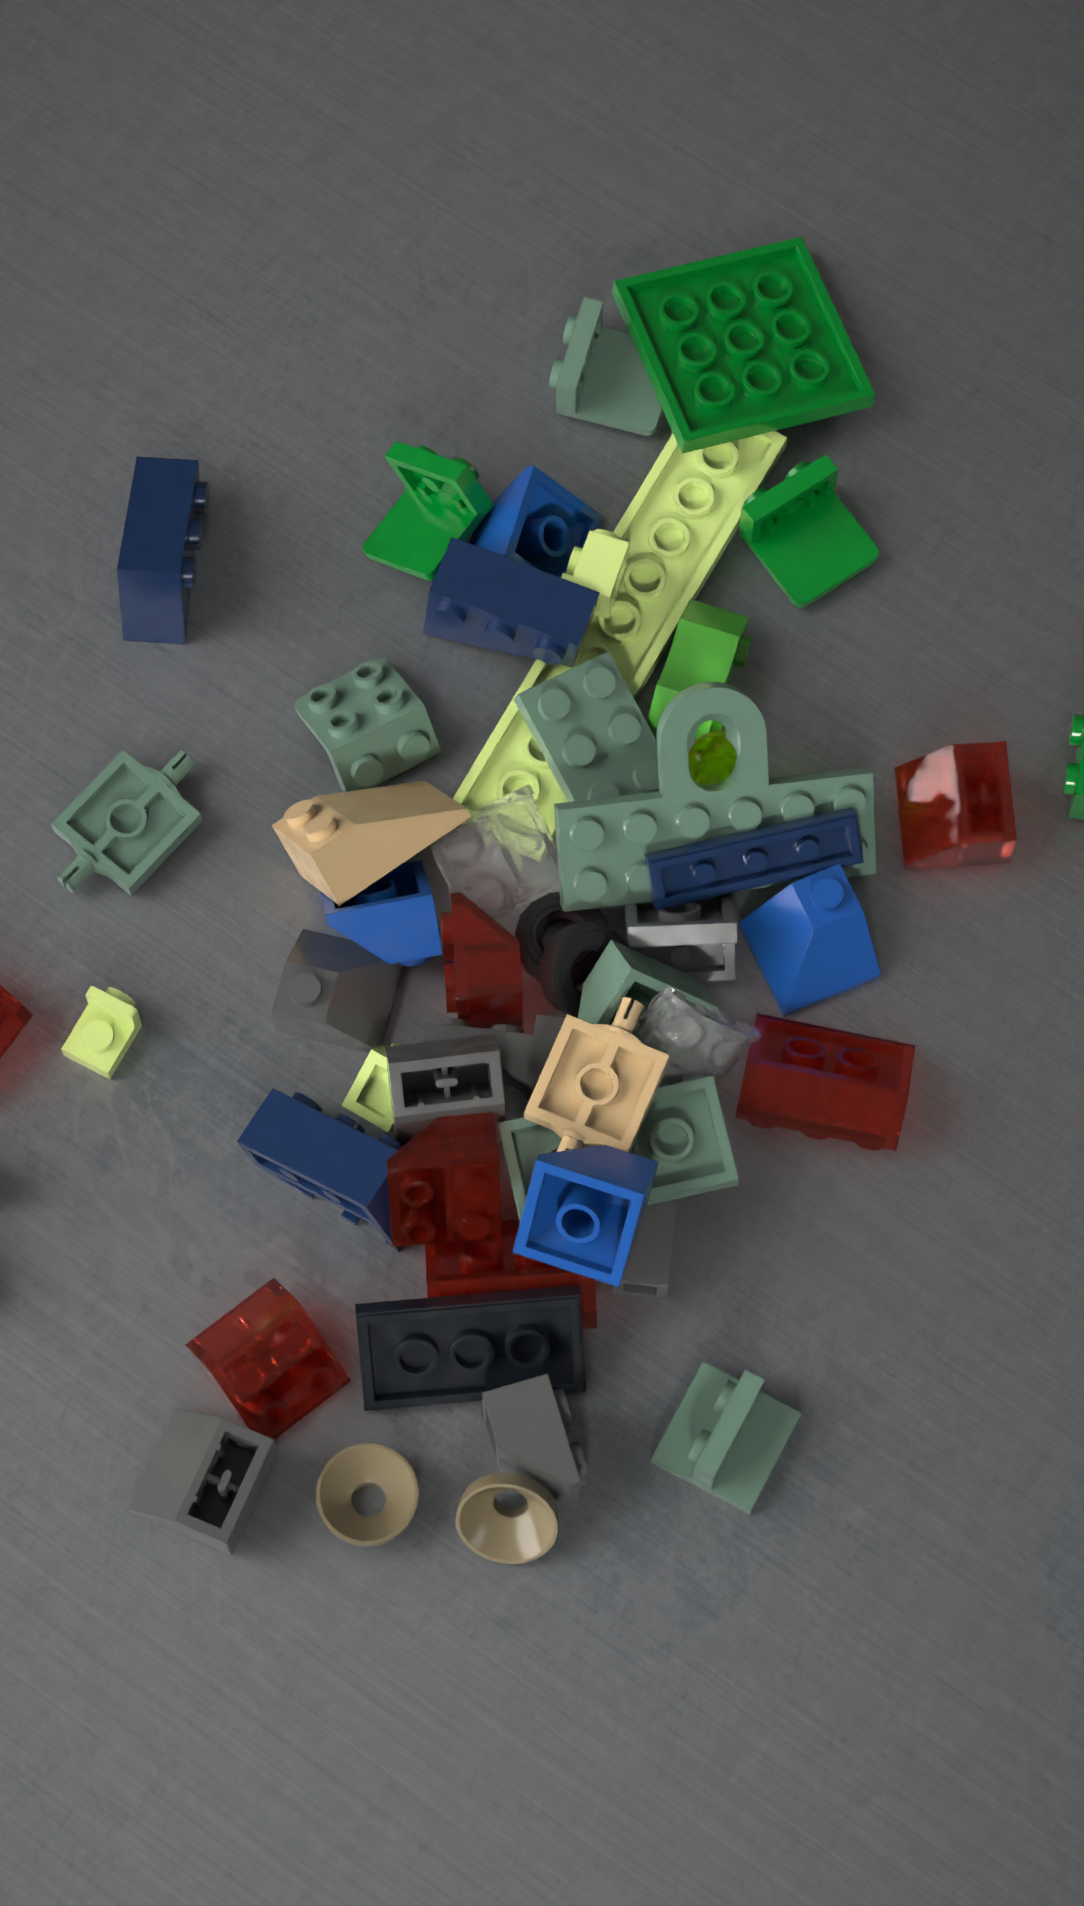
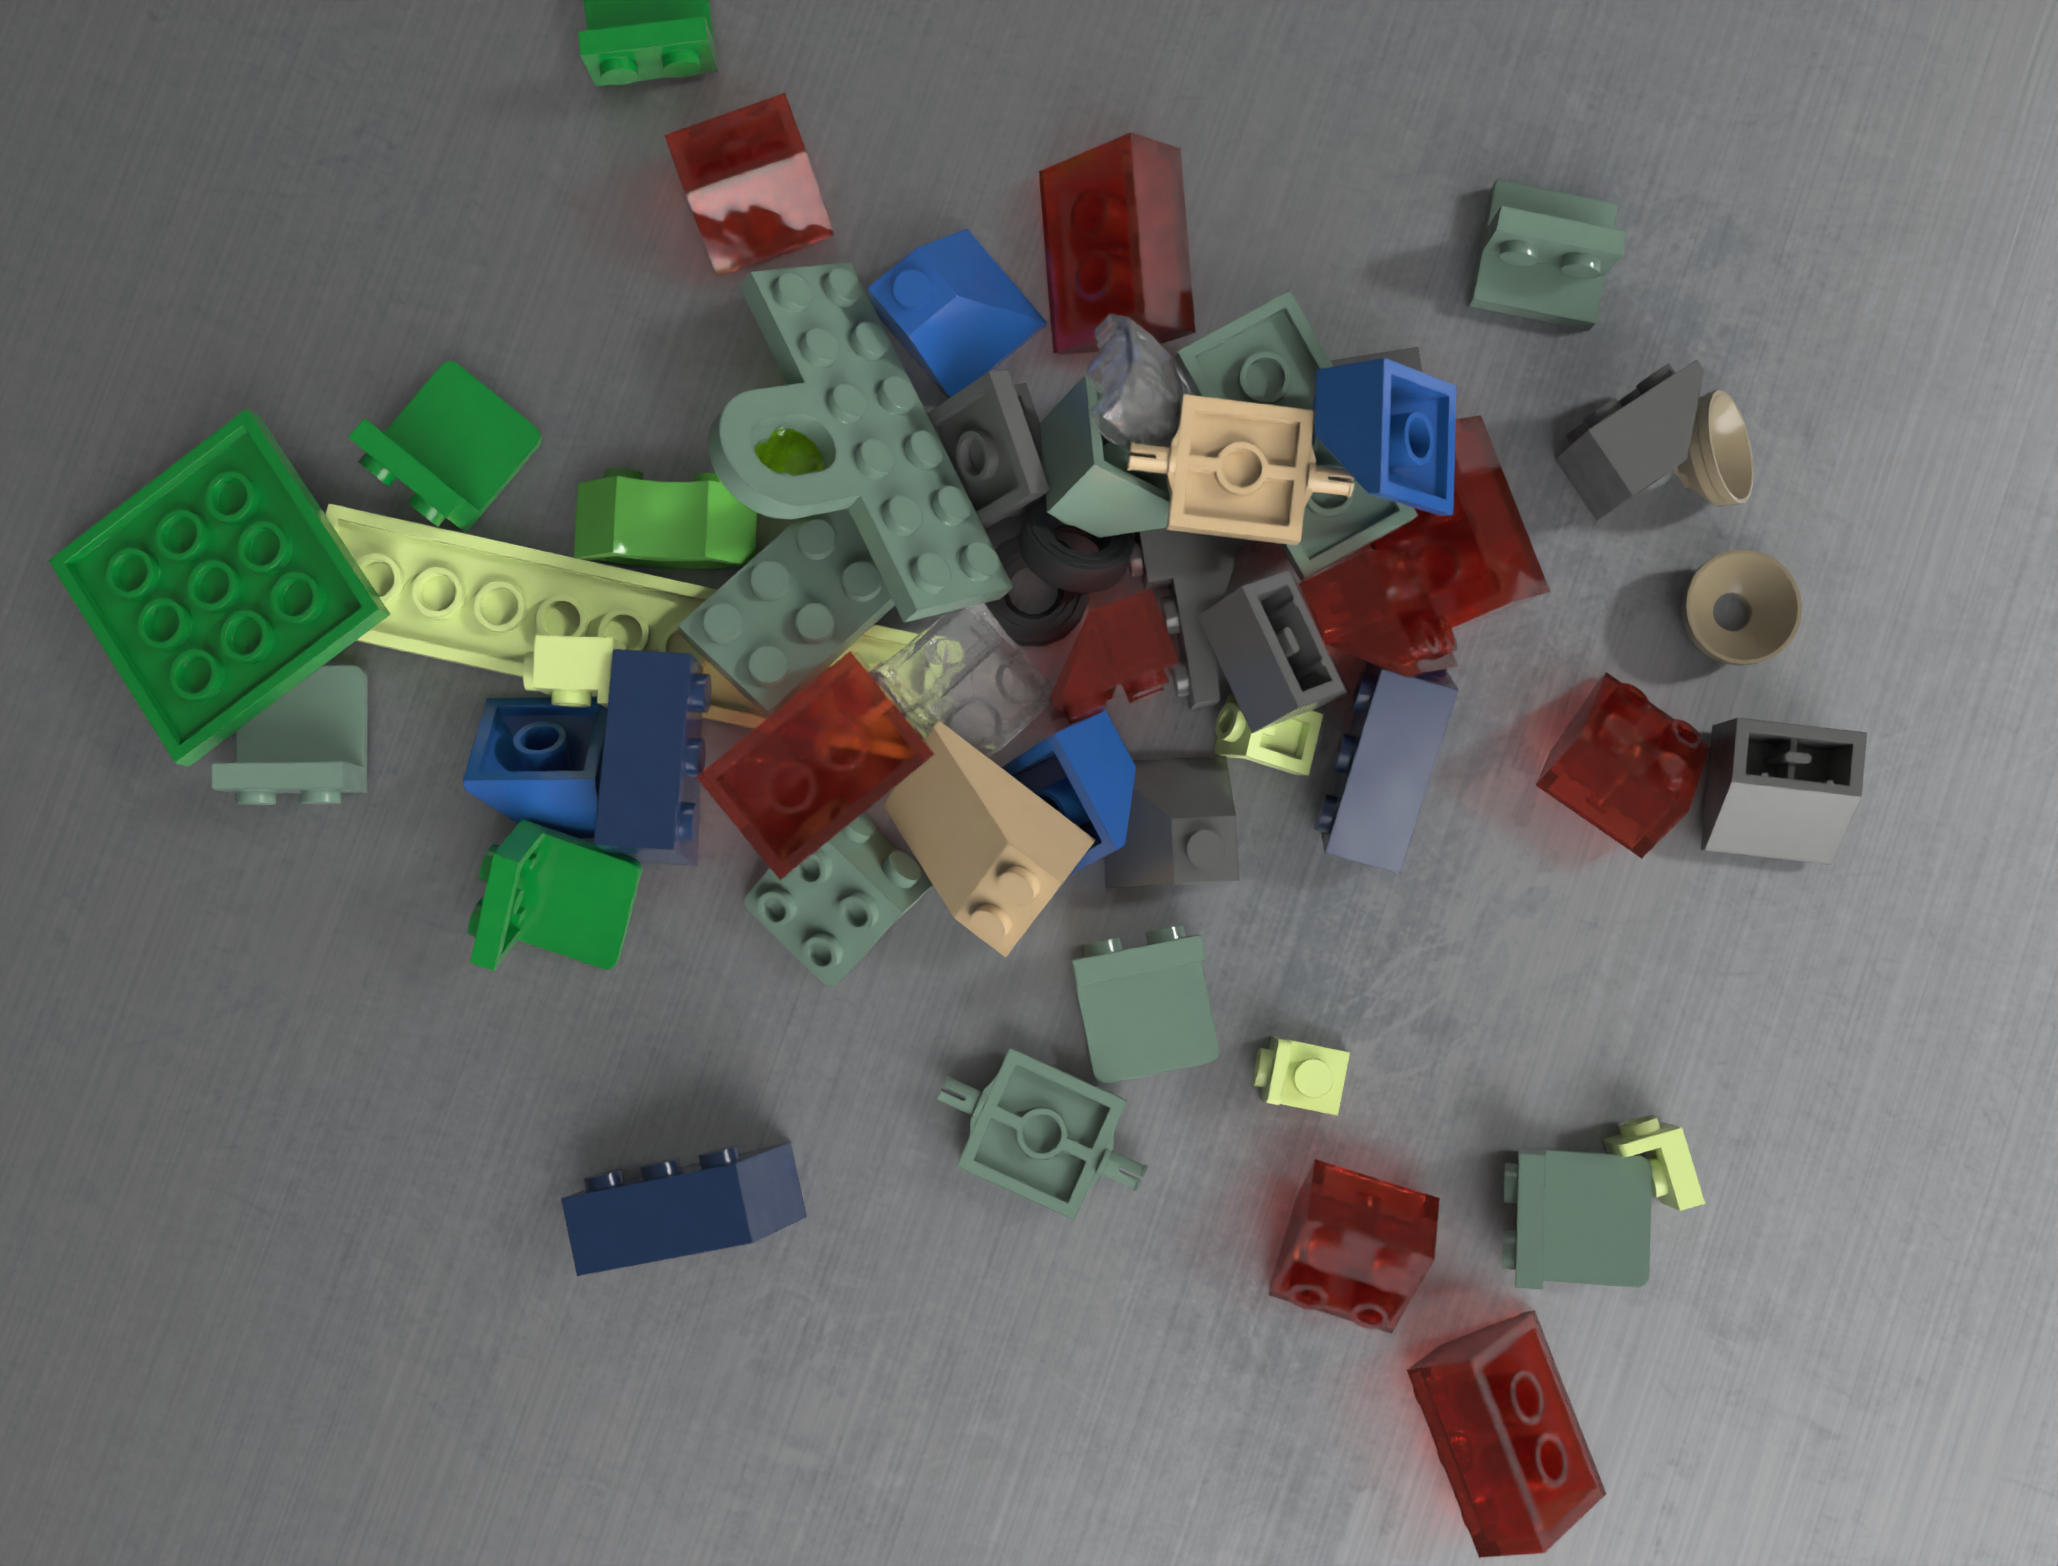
camera: 110 degrees left, 15 degrees up
(200, 926) = (1145, 1005): none -> sand green bracket
(466, 717) = (816, 764): none -> clear red slope
(468, 1345) = (1548, 542): black tile -> none
(753, 858) = (891, 384): dark blue tile -> none

